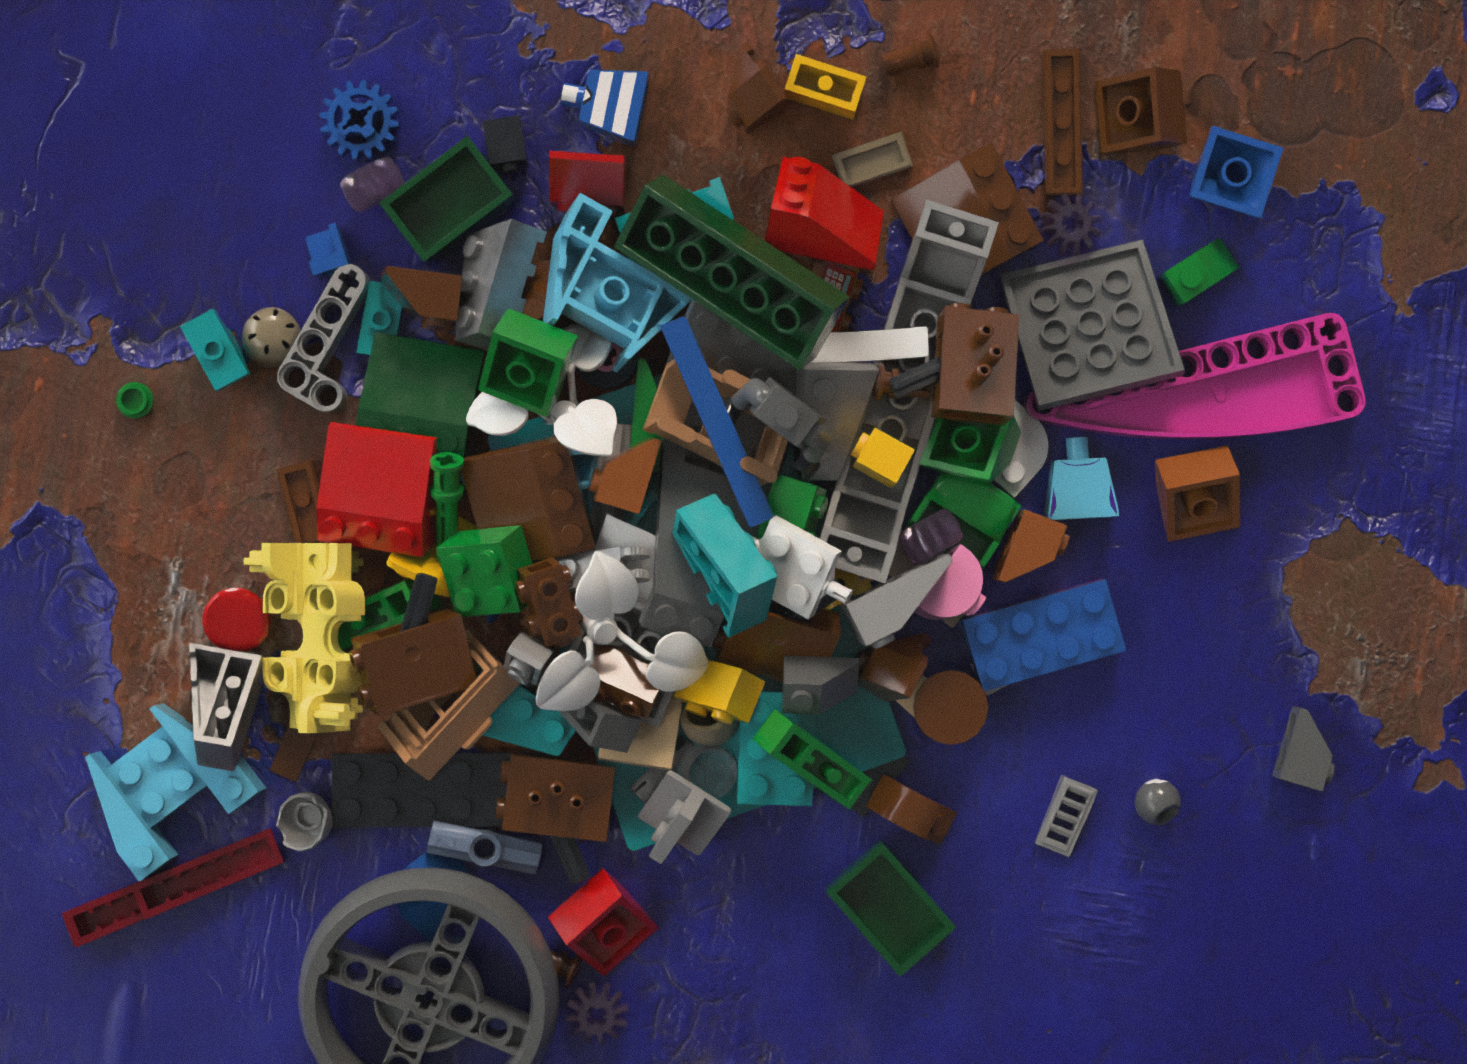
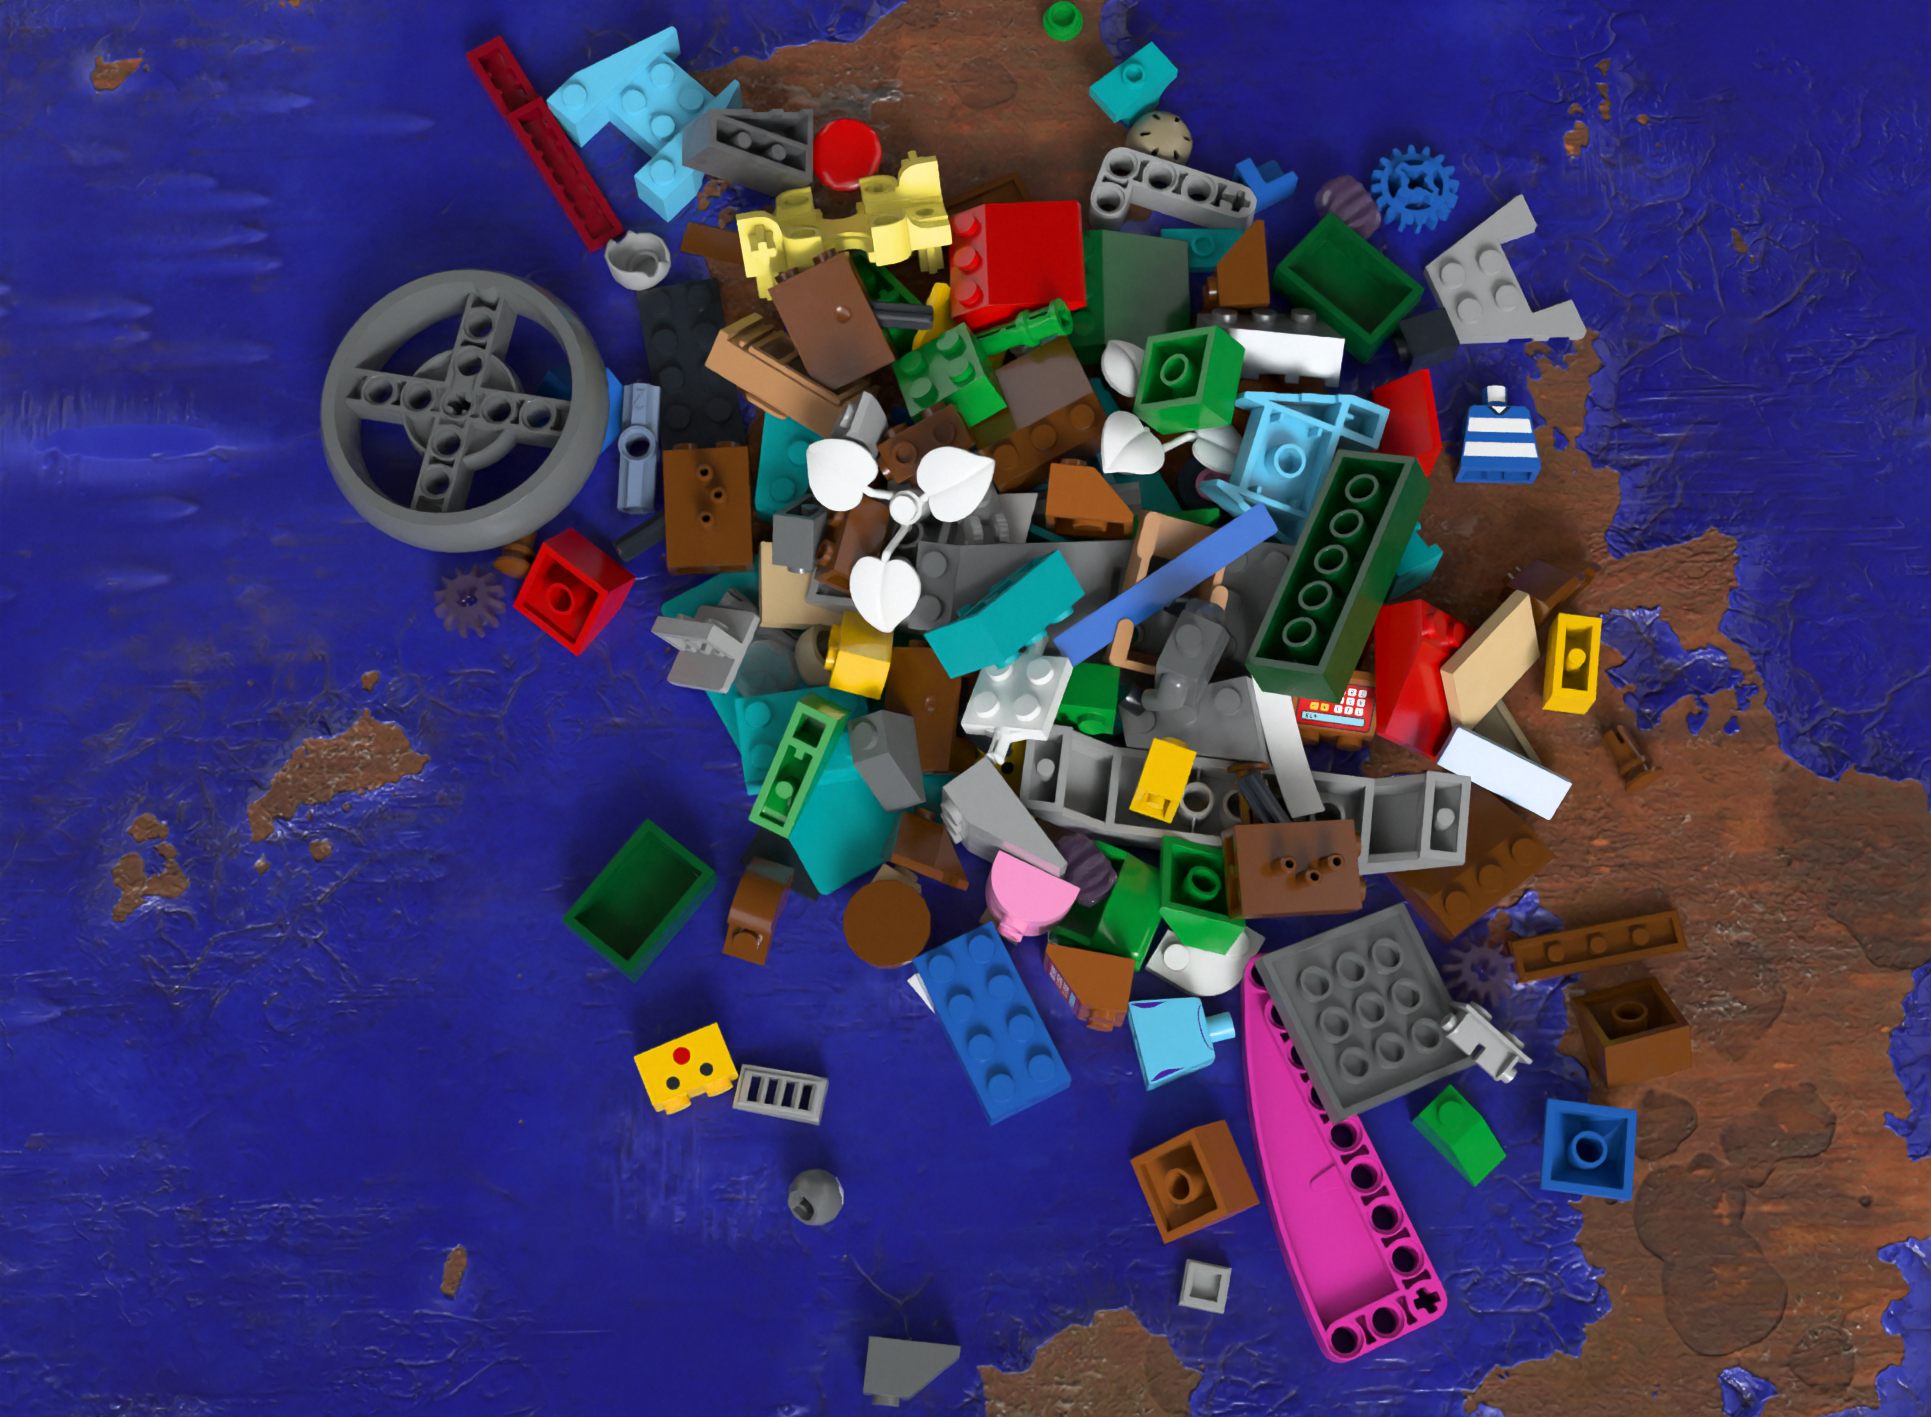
camera: 75 degrees right, 15 degrees down
(463, 83) = (1482, 291): none -> light grey wing
(815, 156) = (1491, 661): none -> tan tile
(906, 166) = (1503, 771): none -> tile
(1034, 889) = (687, 1069): none -> yellow brick
(1117, 243) = (1472, 1028): none -> light grey hinge
(1279, 501) = (1205, 1286): none -> light grey tile

